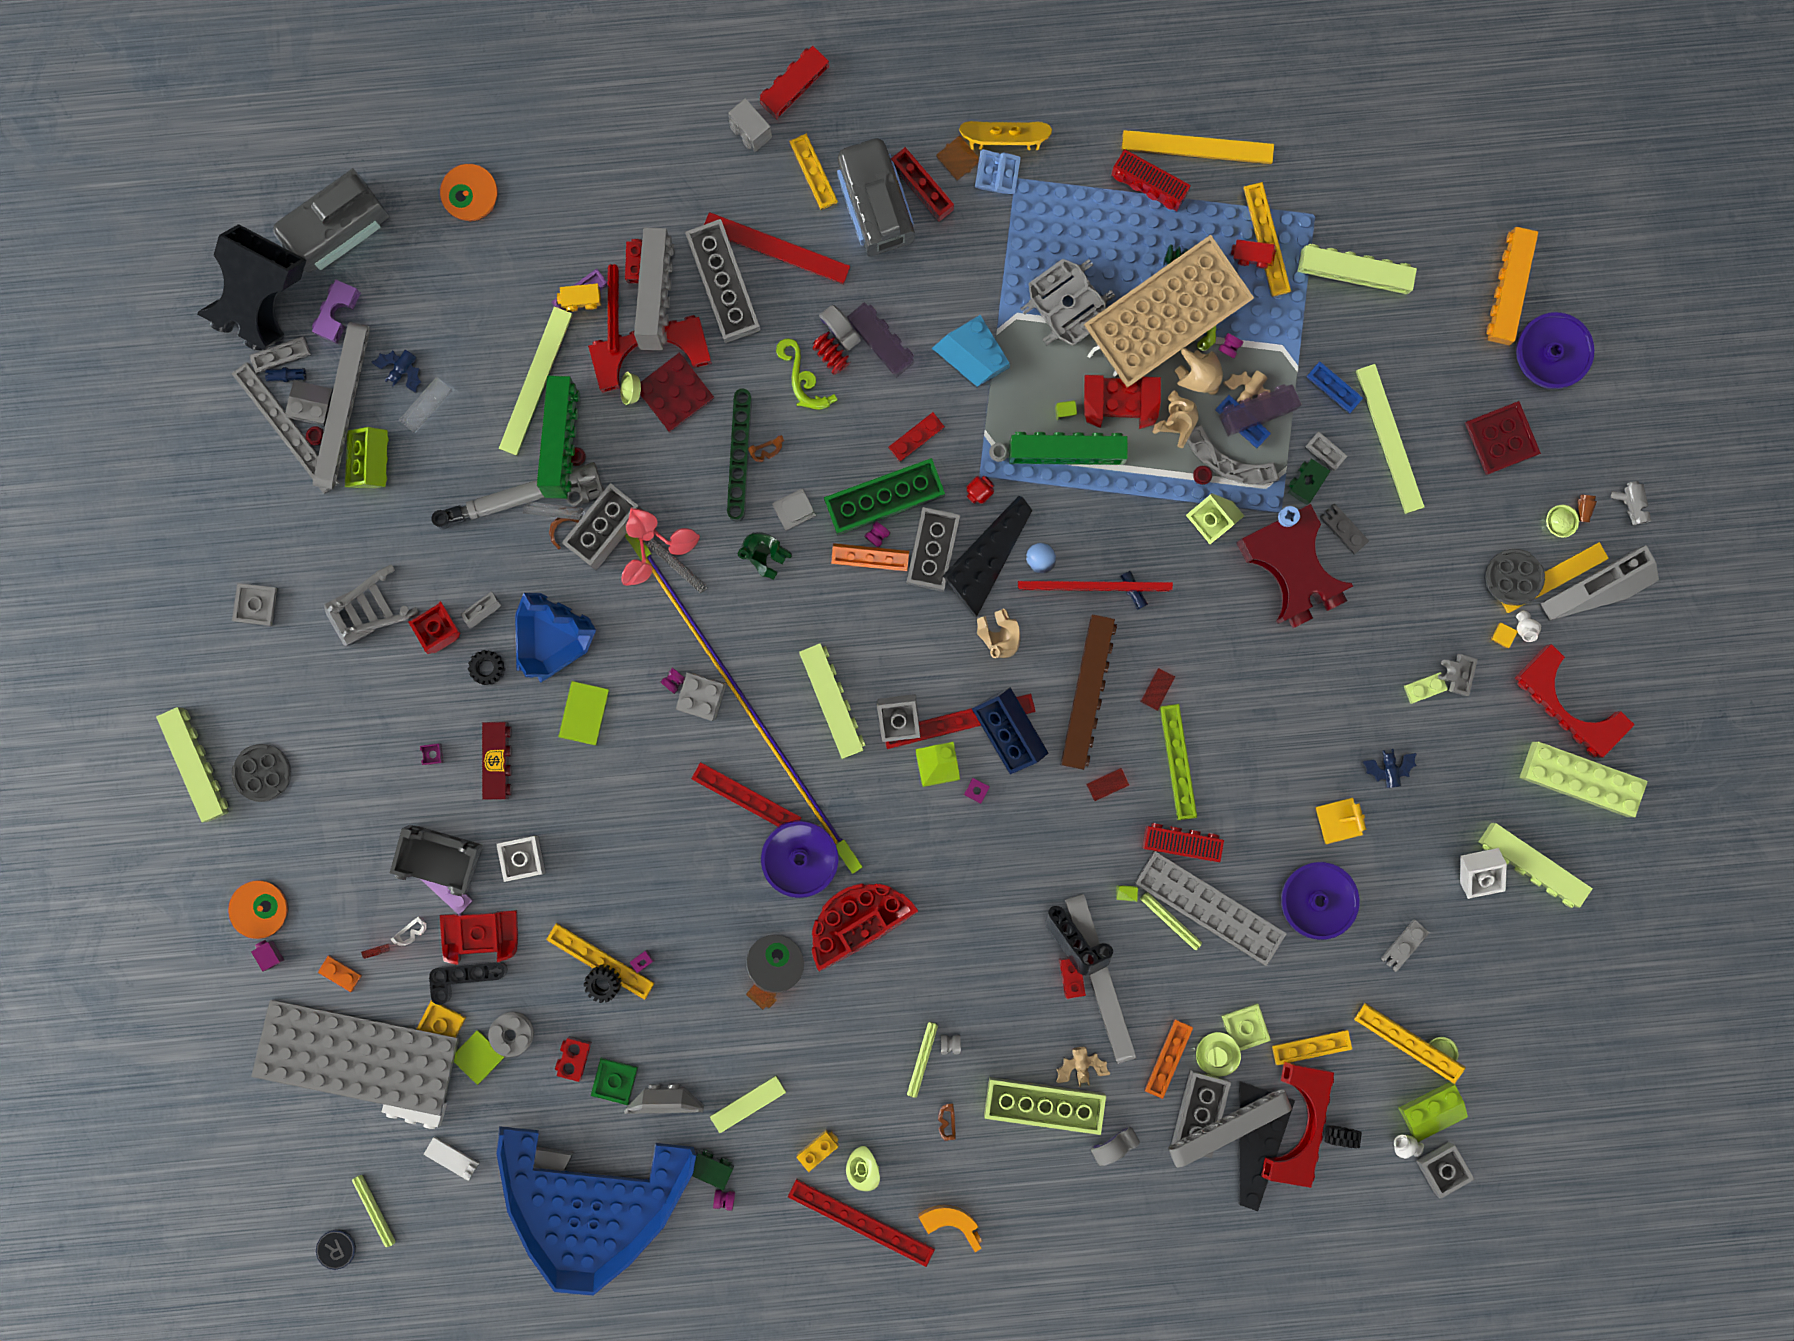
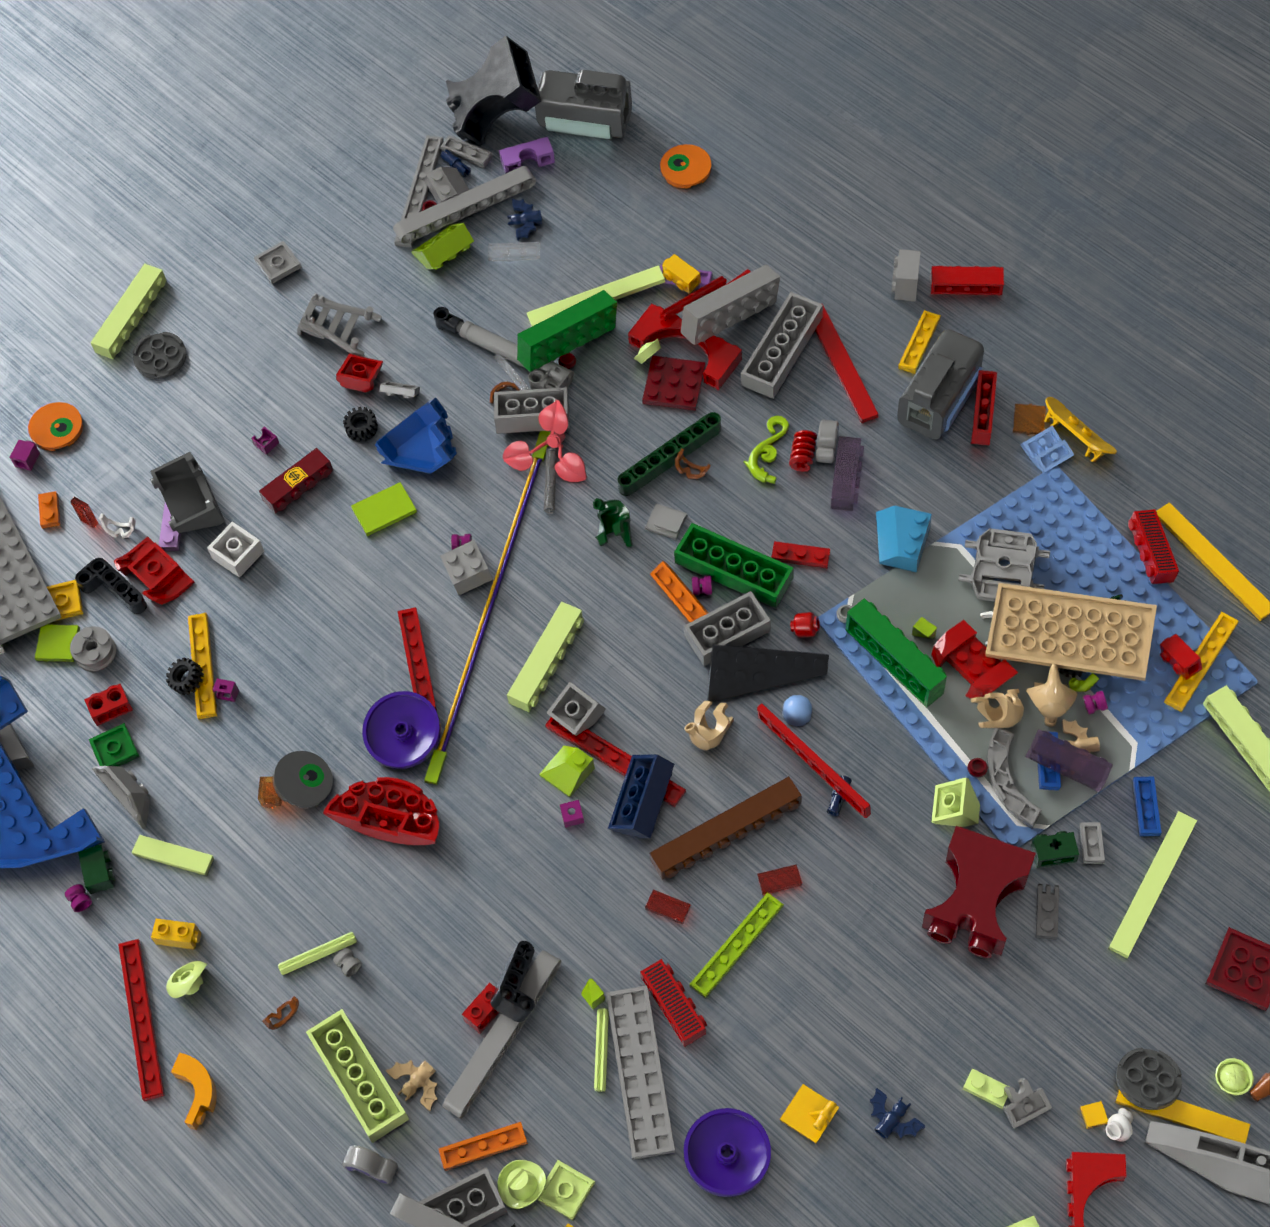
camera: 60 degrees right, 25 degrees down
(1285, 518) = (1005, 846): light blue wheel -> none

